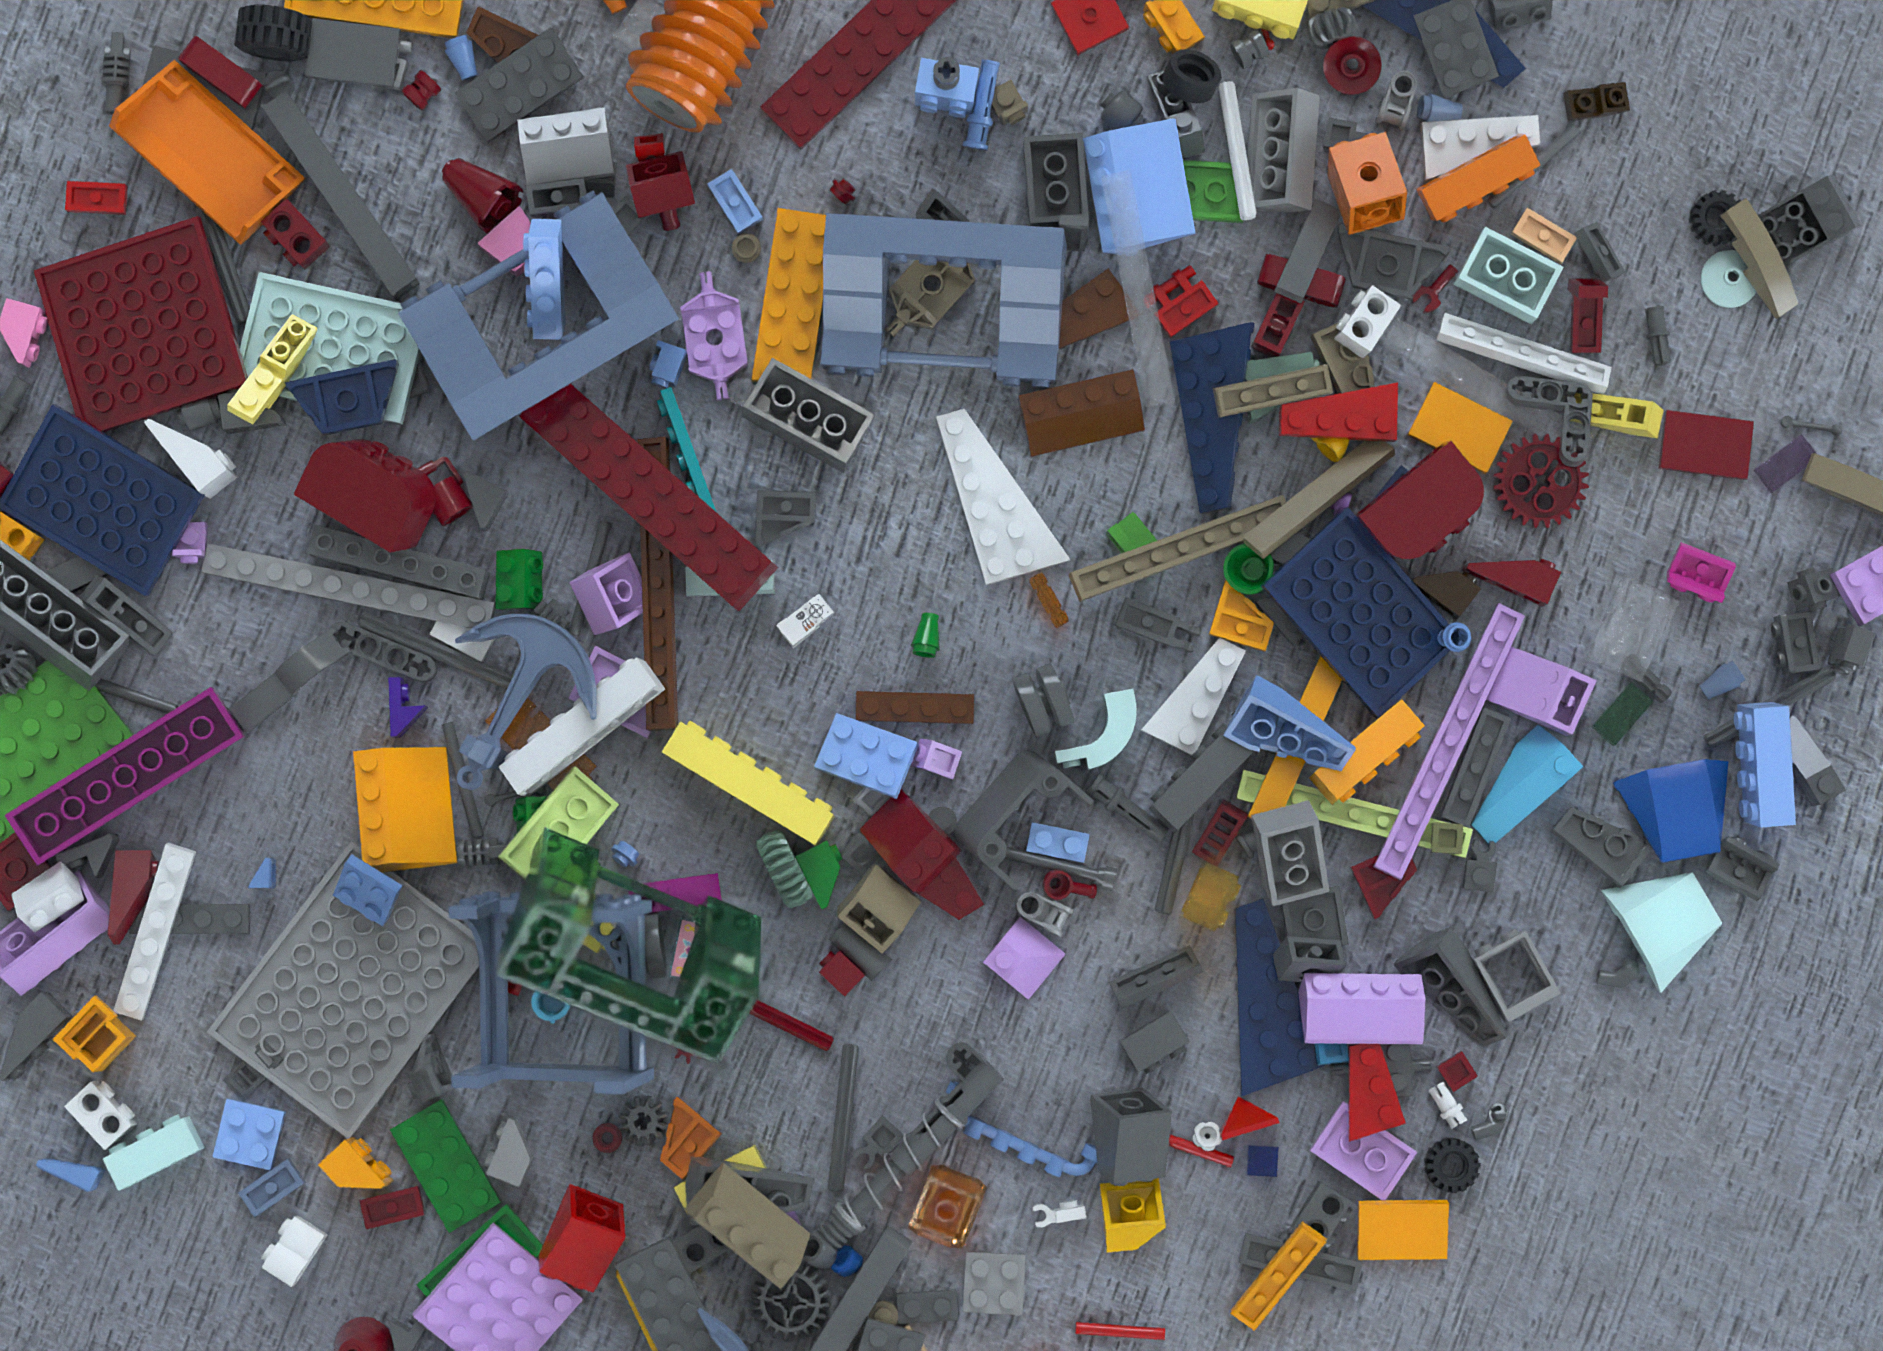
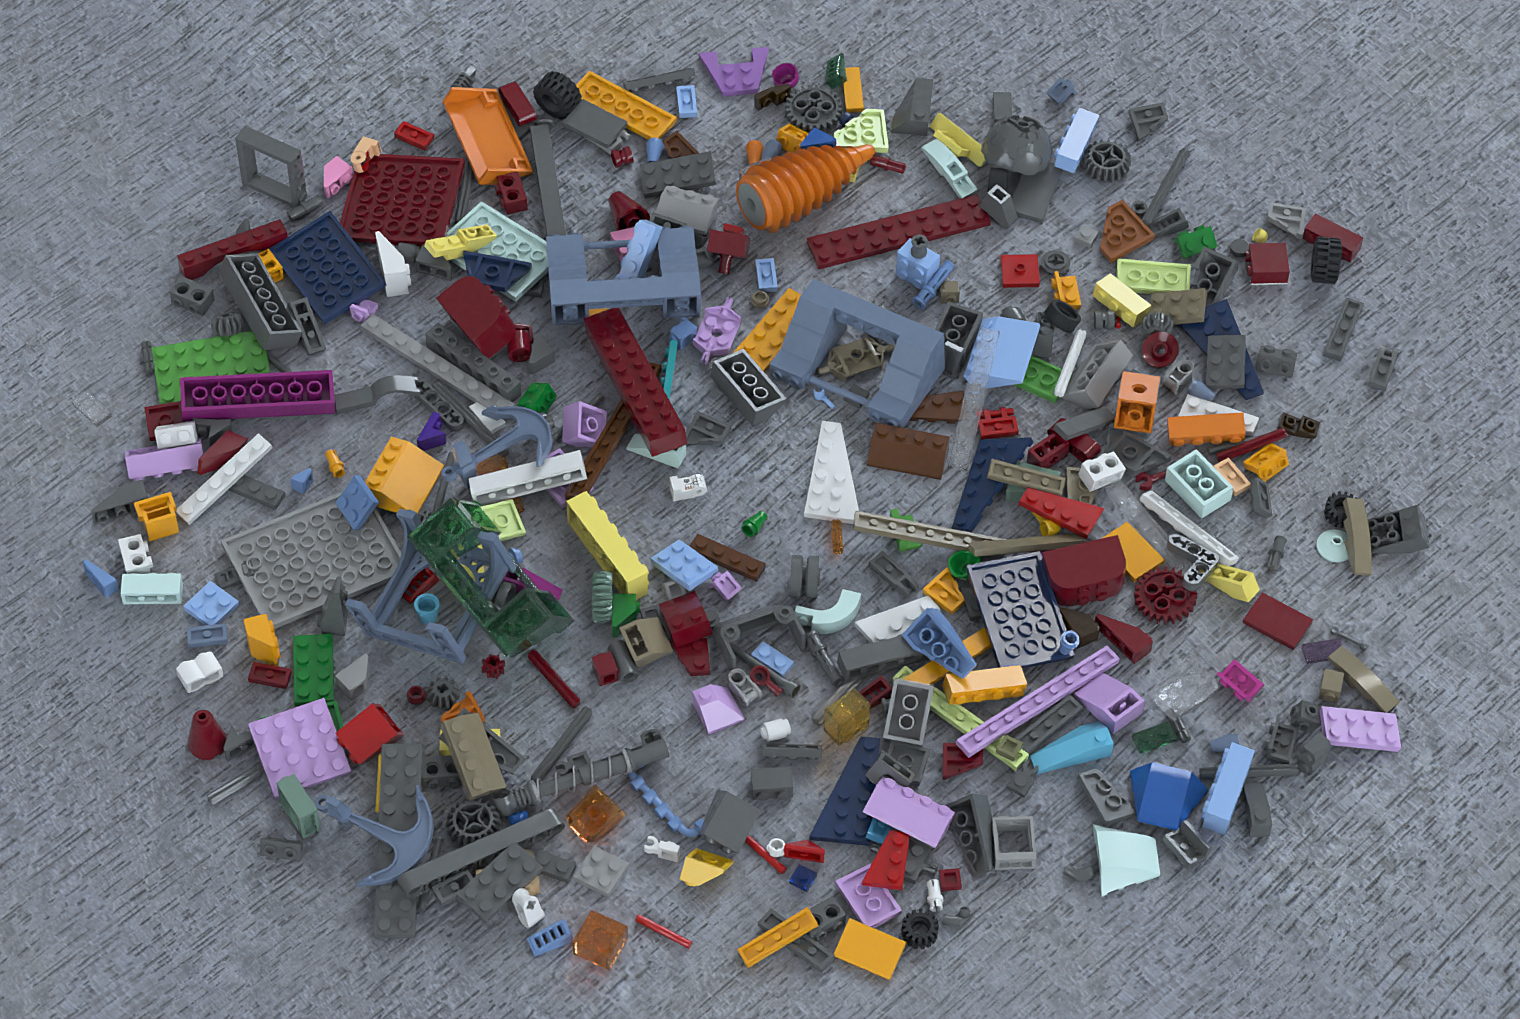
camera: 30 degrees right, 30 degrees down
(44, 277) = (364, 153): none -> light nougat leg
(296, 826) = (335, 465): none -> light orange pin
(915, 372) = (821, 396): none -> light blue hand
(962, 344) = (859, 391): none -> dark grey tile
(1118, 956) = (775, 730): none -> white brick
(1548, 169) = (1252, 444): none -> dark red axle
(1580, 186) = (1267, 461): none -> light orange bracket
(1586, 314) = (1237, 521): dark red bracket -> none
(1824, 520) = (1331, 685): none -> dark tan brick

